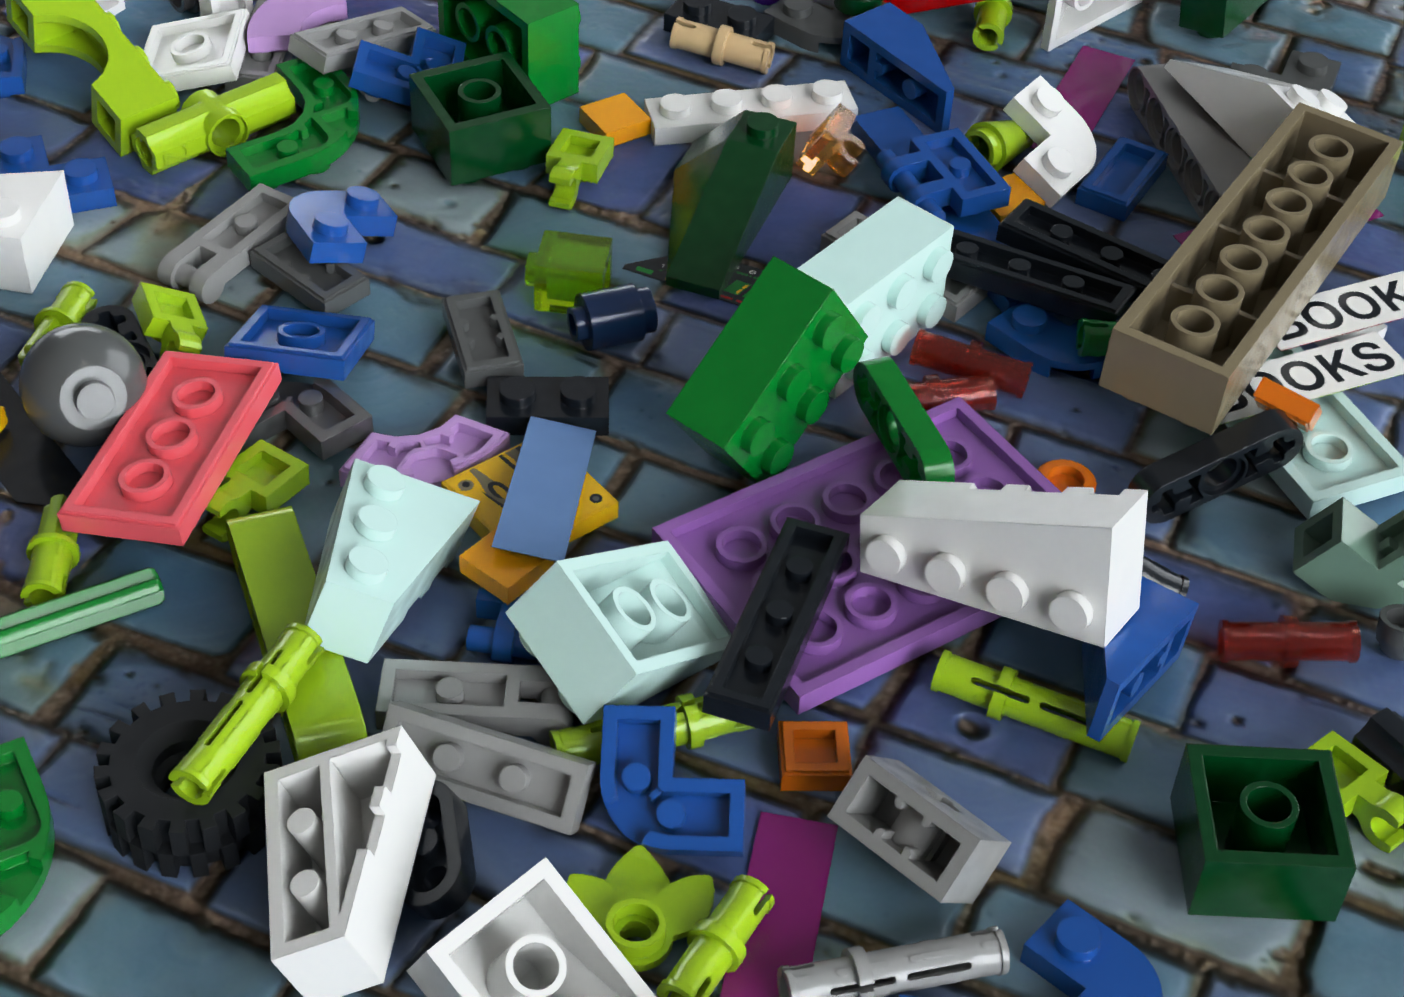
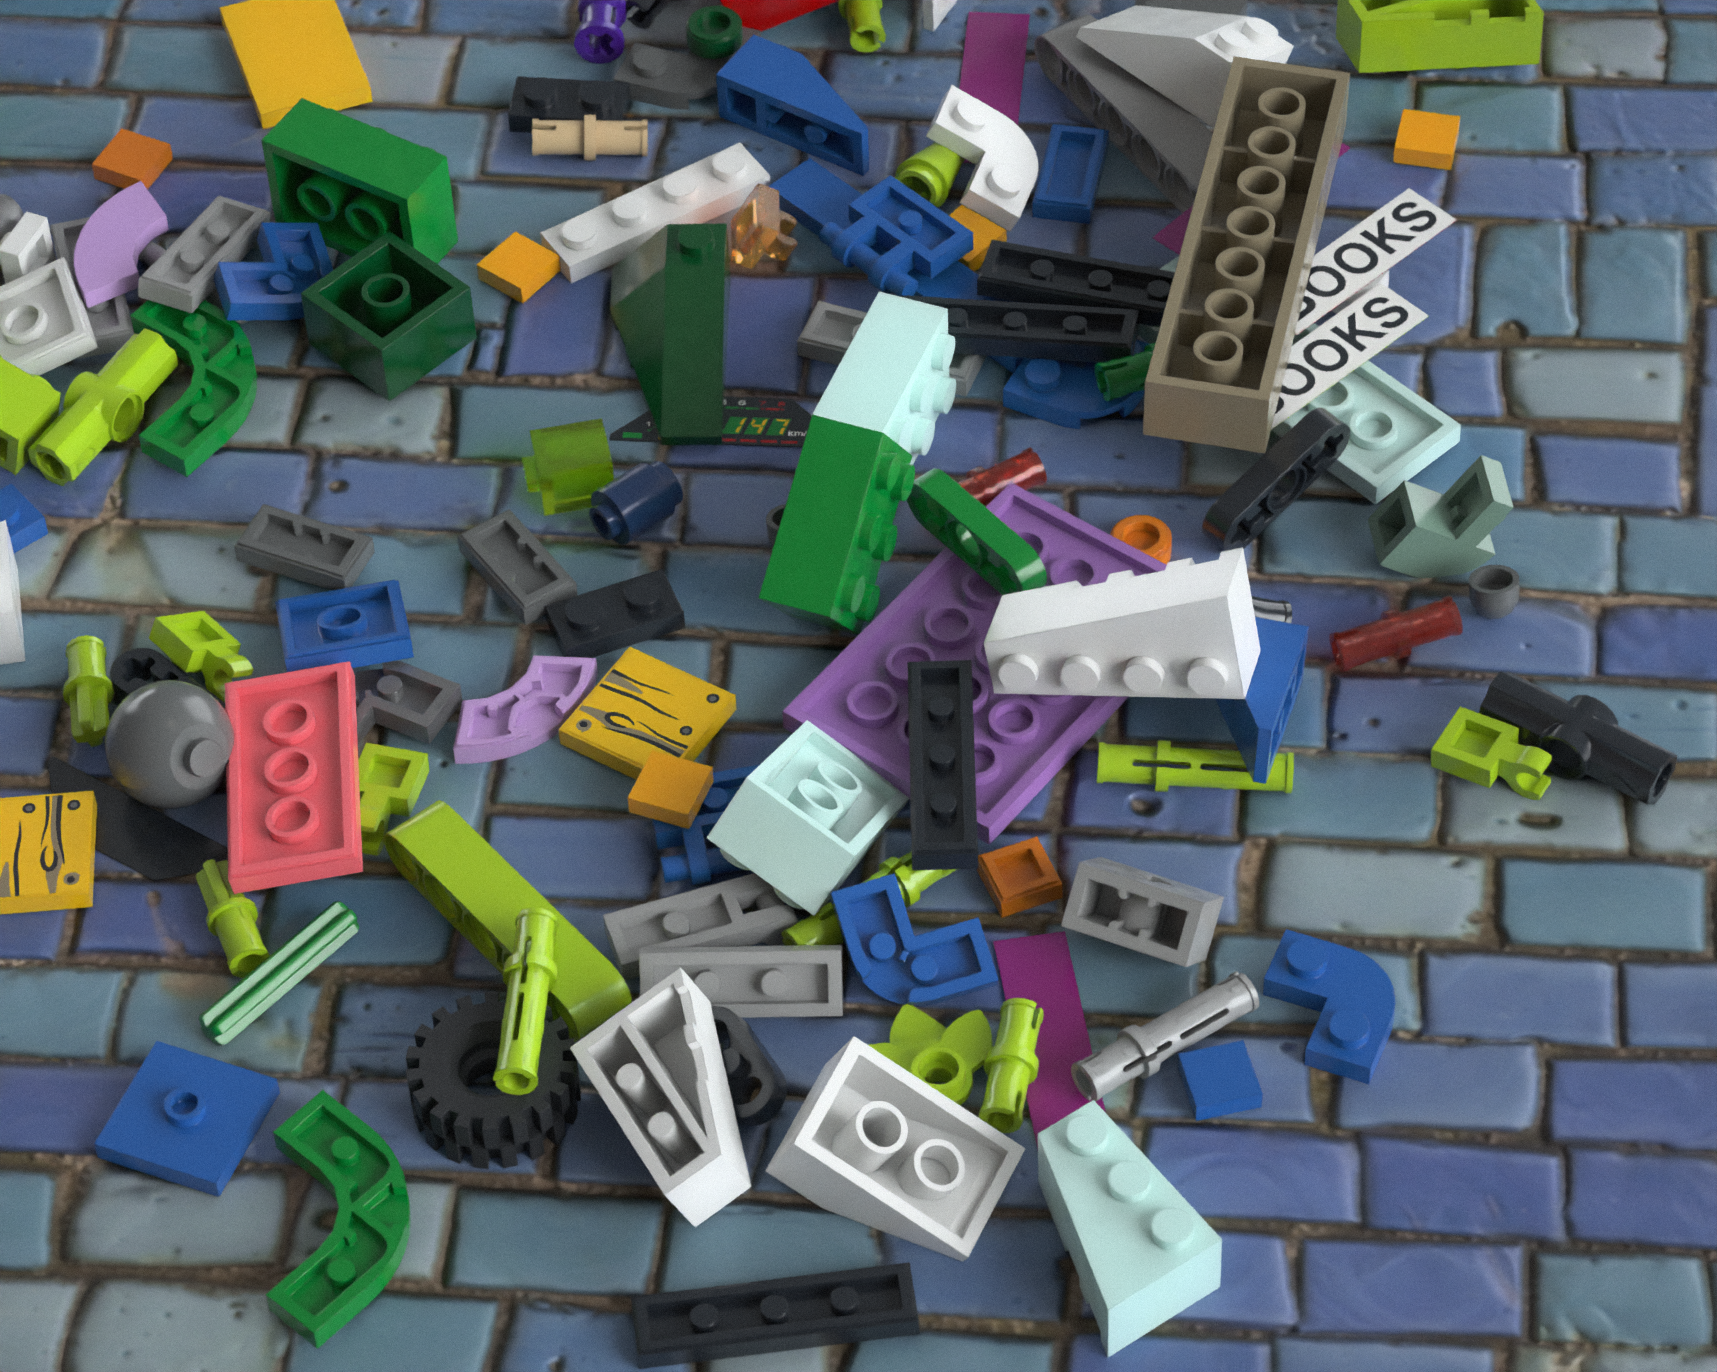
camera: 15 degrees left, 5 degrees up
(225, 244) = (205, 539): light grey plate -> none
(331, 223) = (300, 487): blue plate -> none
(382, 555) = (556, 819): light aqua wedge -> none
(545, 490) = (667, 704): medium blue sticker -> none
(576, 159) = (506, 329): lime plate -> none
(966, 360) = (1003, 439): clear red pin -> none
(1261, 832) = (1427, 818): dark green brick -> none
(1299, 409) = (1322, 396): orange tile -> none

